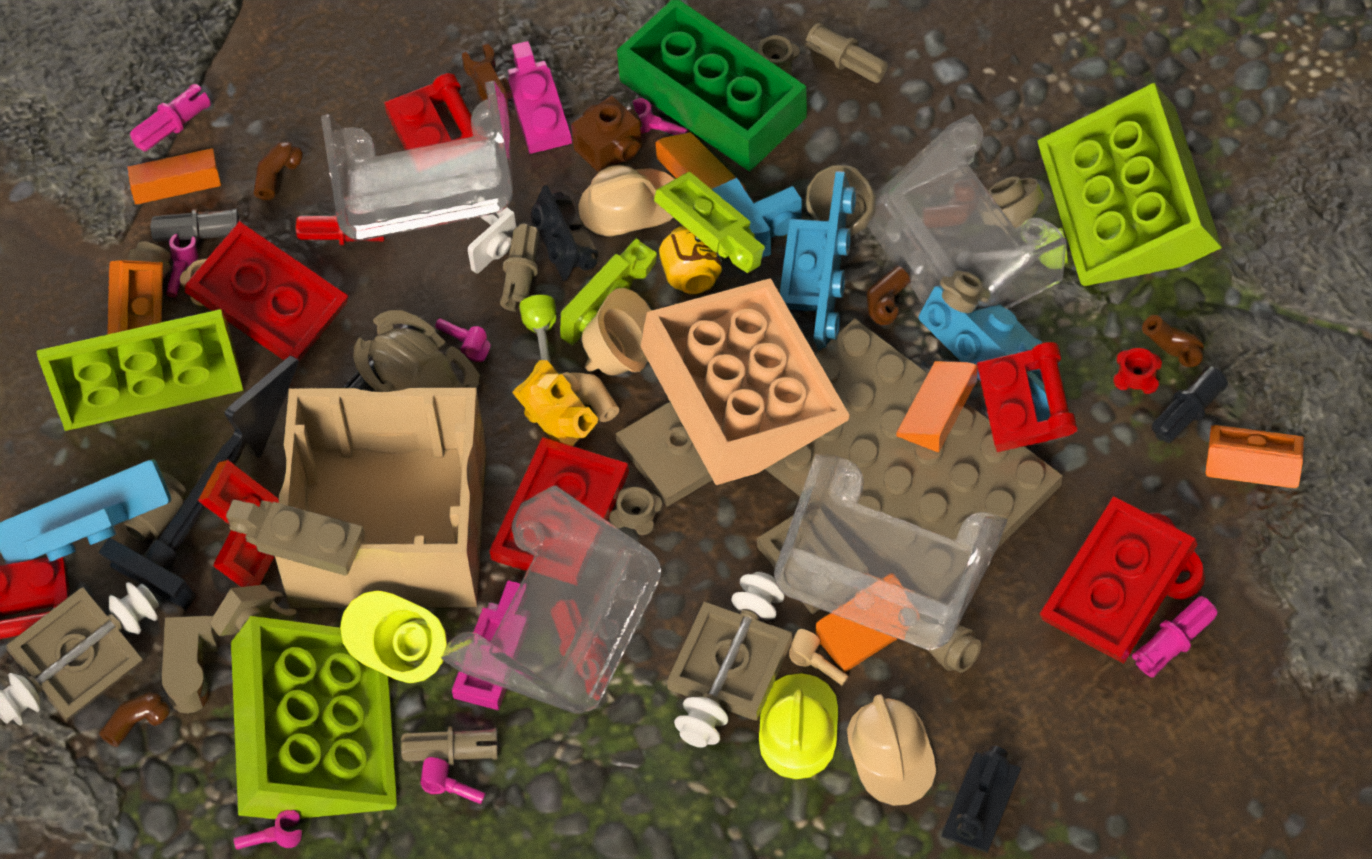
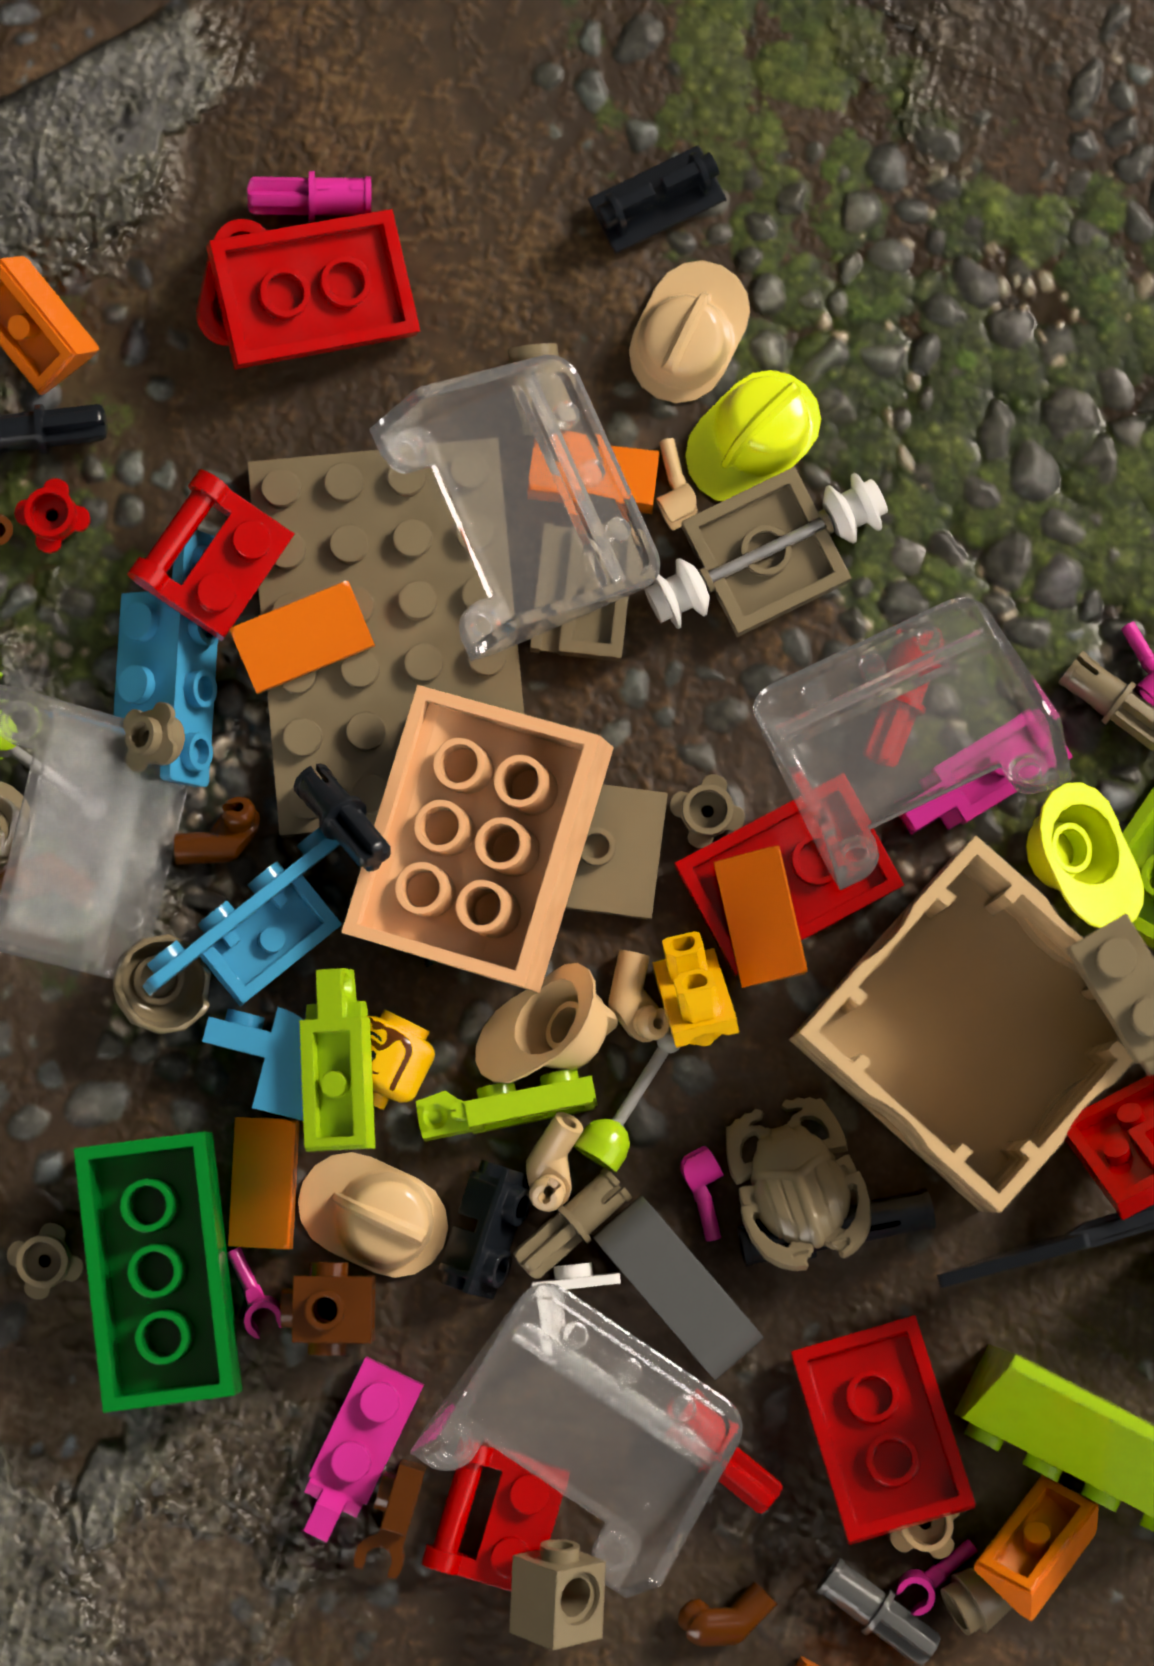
camera: 145 degrees left, 25 degrees up
(371, 102) = (557, 1595): none -> dark tan brick
(436, 280) = (678, 1287): none -> dark grey beam
(552, 465) = (760, 917): none -> orange slope
(554, 279) = (549, 1165): none -> tan arm
(823, 326) = (342, 817): none -> black axle

